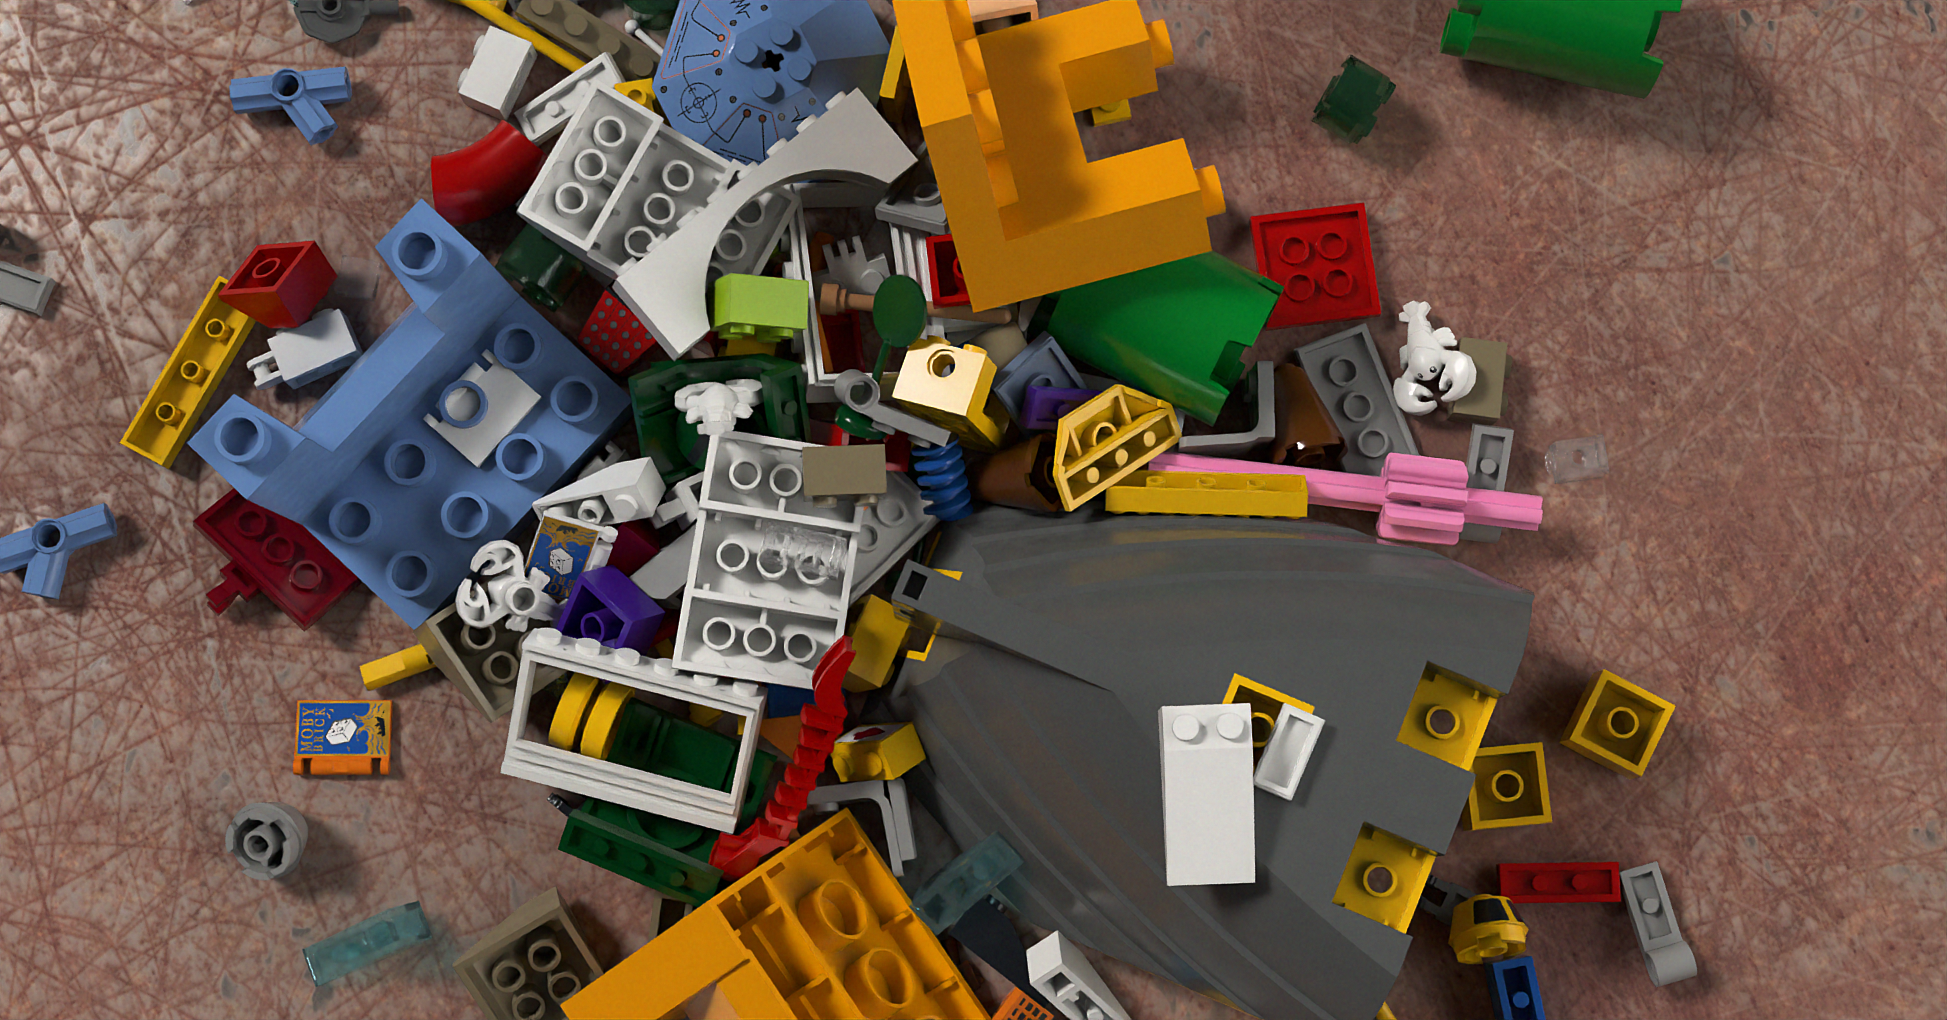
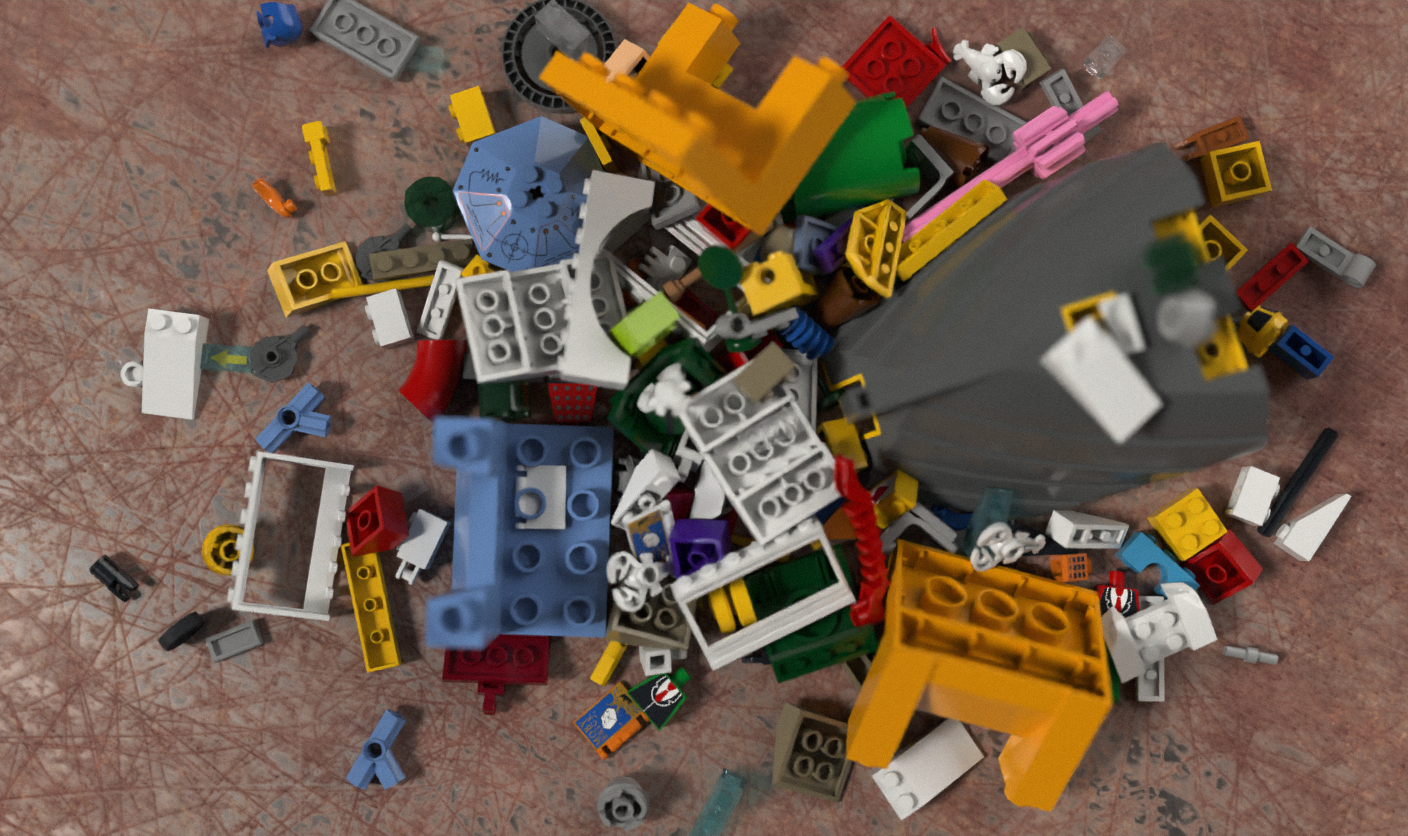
camera: 40 degrees left, 5 degrees up
(91, 174) = (219, 548): none -> yellow cone
(202, 263) = (325, 544): none -> white window
(421, 755) = (660, 695): none -> torso
(451, 710) = (658, 659): none -> white brick
(931, 839) = (954, 520): none -> blue arm
(958, 919) = (1004, 546): none -> white animal
(1364, 803) = (1187, 318): none -> light grey cone
(1388, 288) = (937, 48): none -> red bar
(1402, 728) = (1172, 264): none -> clear green brick
(1632, 662) = (1214, 138): none -> dark orange hinge

